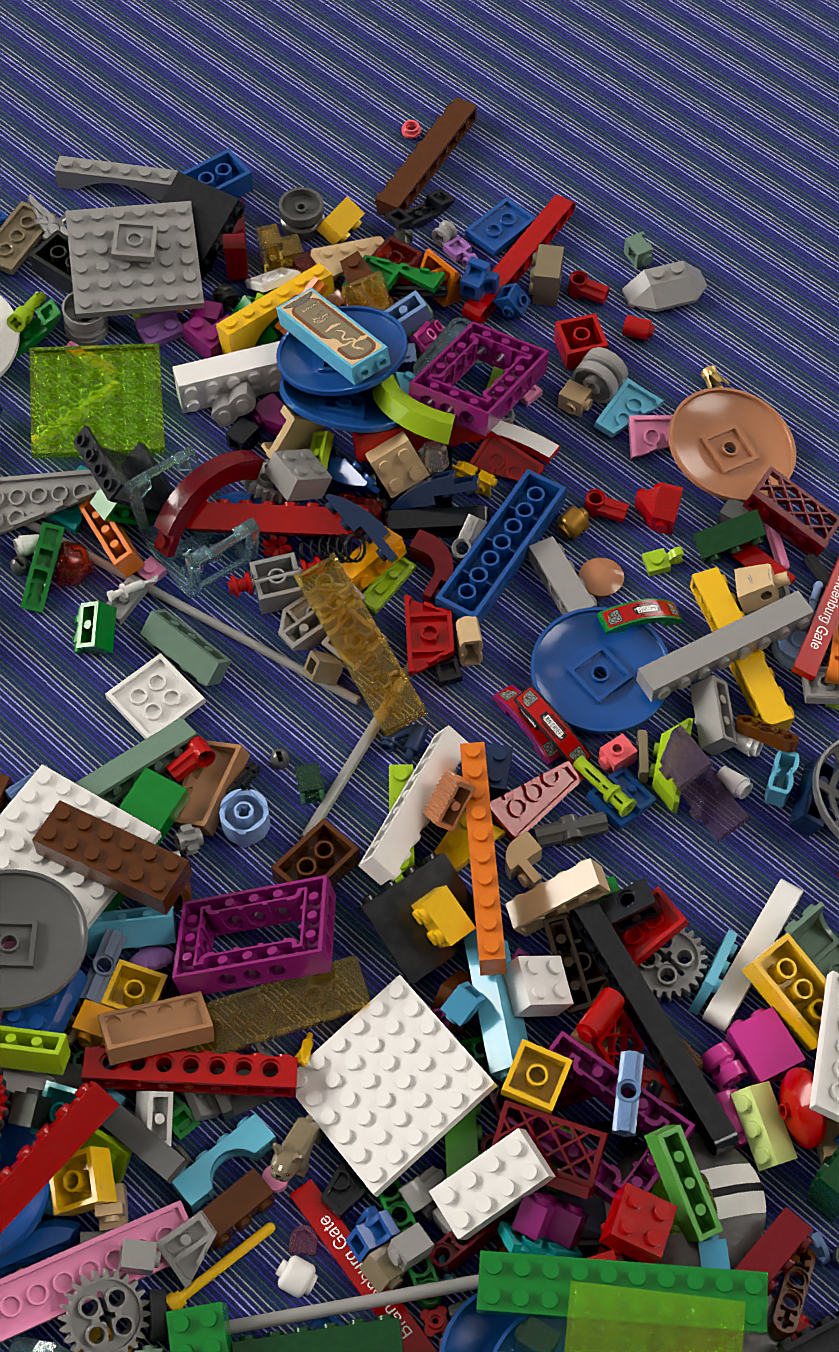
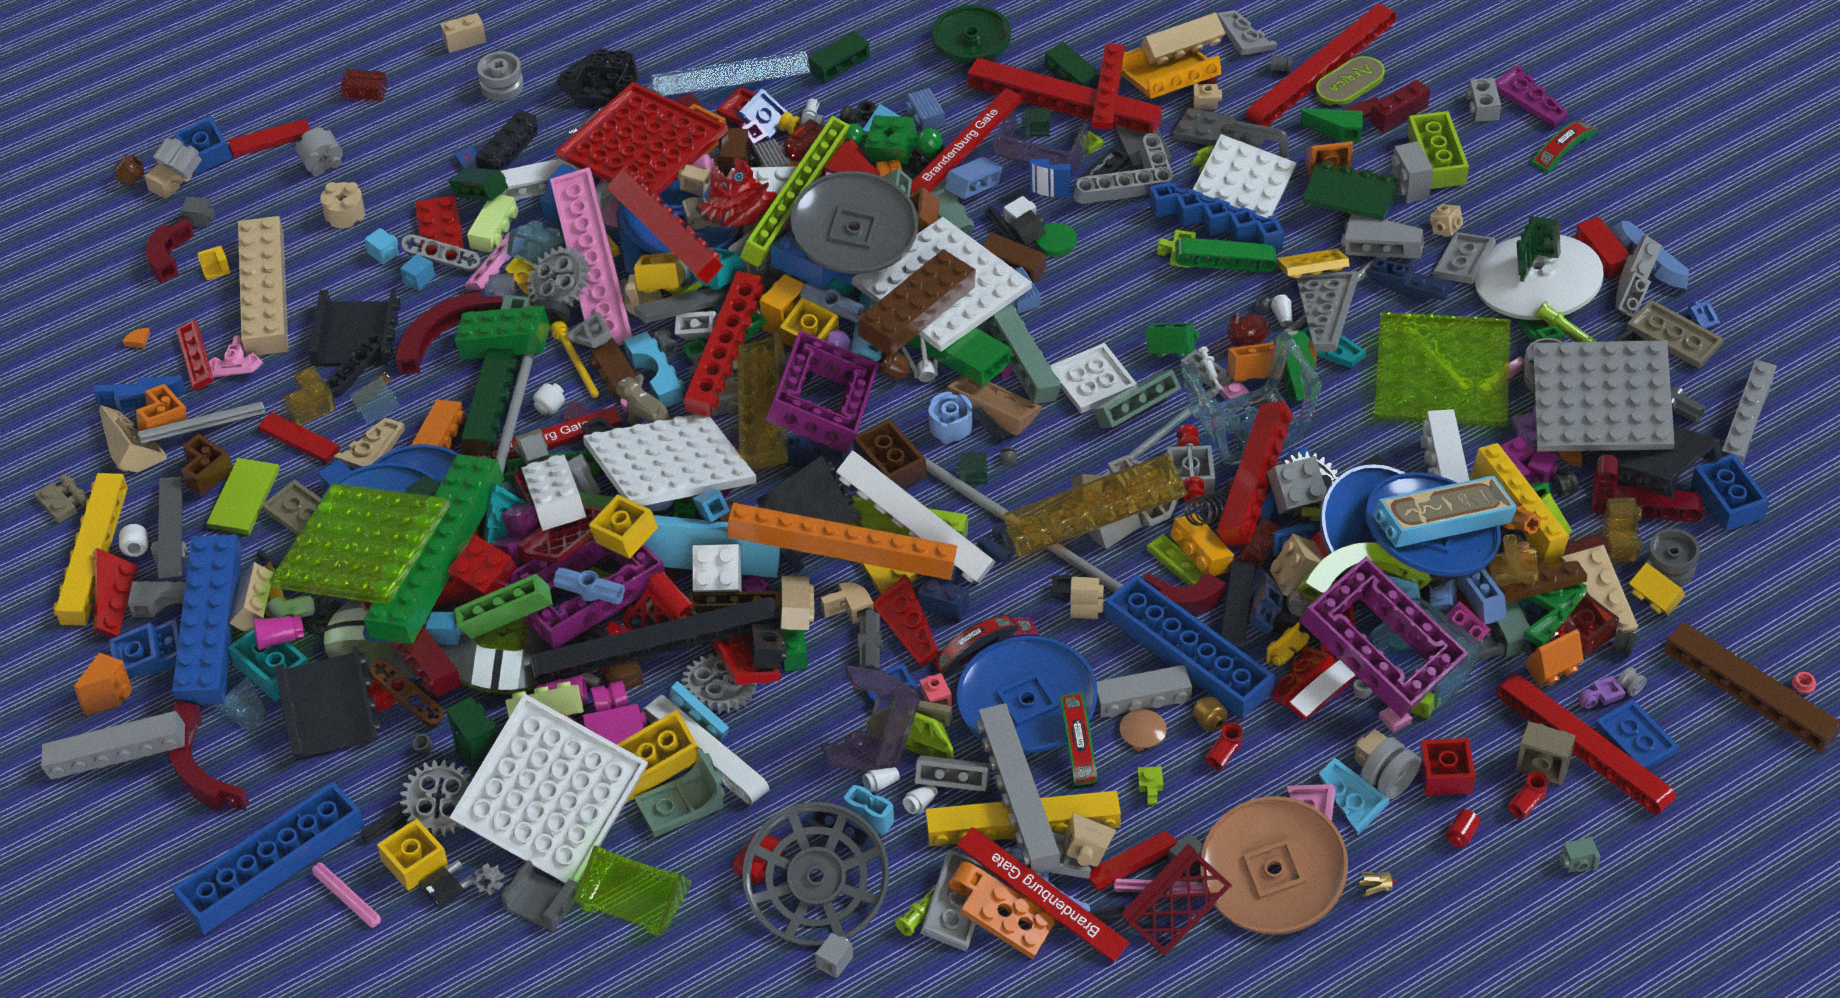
camera: 105 degrees right, 10 degrees down
(29, 1108) = (720, 237): pearl dark grey brick -> none
(42, 567) = (1280, 319): green slope -> none
(45, 220) = (1684, 357): flat silver piece -> none
(114, 469) = (1336, 355): black panel -> none
(134, 241) = (1613, 385): light grey plate -> none
(138, 1257) = (592, 298): light grey brick -> none
(156, 1028) = (762, 318): medium nougat slope -> none
(188, 839) = (941, 379): light grey gear -> none
(196, 489) = (1298, 411): dark red arch -> none
(197, 754) = (1018, 390): red piece -> none
(231, 405) = (1410, 460): light grey brick -> none
(271, 279) = (1572, 513): white tile -> none
(305, 1052) = (719, 422): yellow hand -> none
(356, 519) = (1224, 519): dark blue slope -> none
(371, 1232) = (559, 440): blue brick -> none
(421, 214) = (1663, 664): black slope -> none
(427, 635) = (1109, 567): red wing -> none
(442, 917) = (794, 497): yellow brick -> none
(449, 800) = (898, 522): nougat brick -> none
(470, 532) = (1215, 621): light grey piece -> none
(478, 280) = (1538, 680): blue brick -> none
(512, 300) = (1515, 717): blue brick -> none
(614, 791) = (913, 667): lime pin -> none
(659, 506) = (1207, 789): red slope -> none
(665, 287) = (1518, 874): light grey wedge -> none
(730, 537) = (1153, 832): dark green brick -> none
(766, 733) = (920, 794): reddish brown beam -> none
(820, 1249) = (437, 729): medium blue tile -> none

